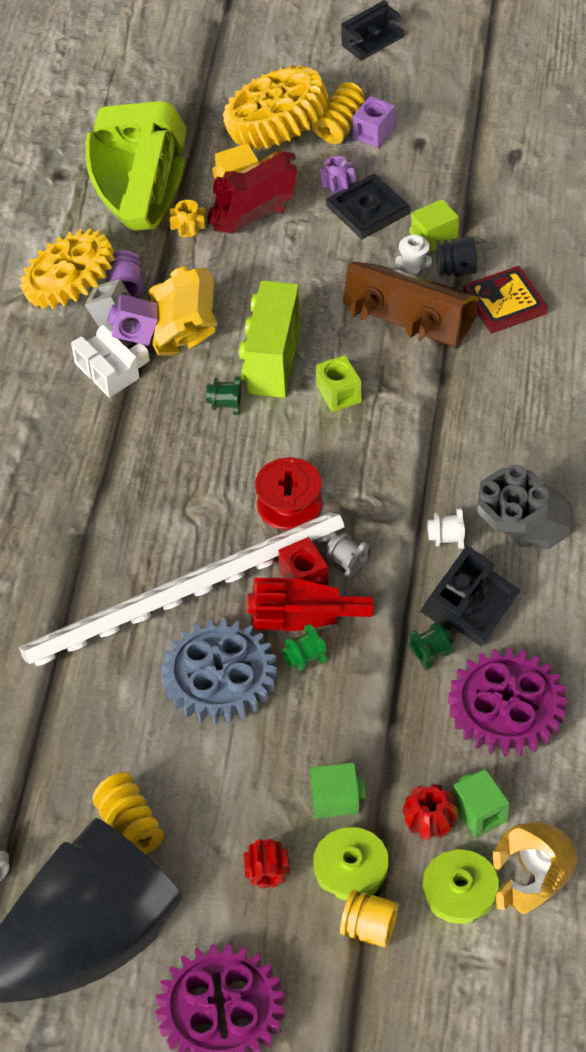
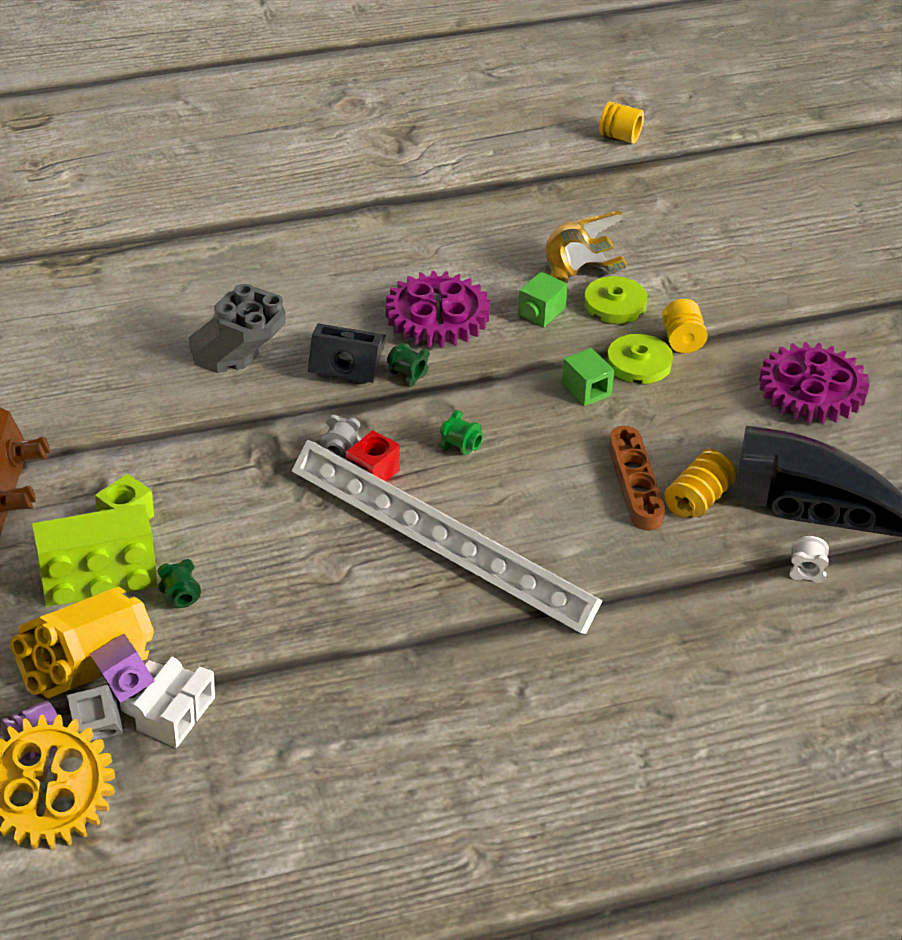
camera: 120 degrees left, 10 degrees down
(181, 771) = (633, 477): none -> dark orange beam
(219, 671) = (519, 480): sand blue gear -> none
(266, 863) = (681, 391): red gear -> none
(286, 476) = (288, 497): red piece -> none
(295, 602) = (423, 449): red piece -> none
(430, 811) = (570, 319): red piece -> none
(447, 529) = (273, 384): white brick -> none

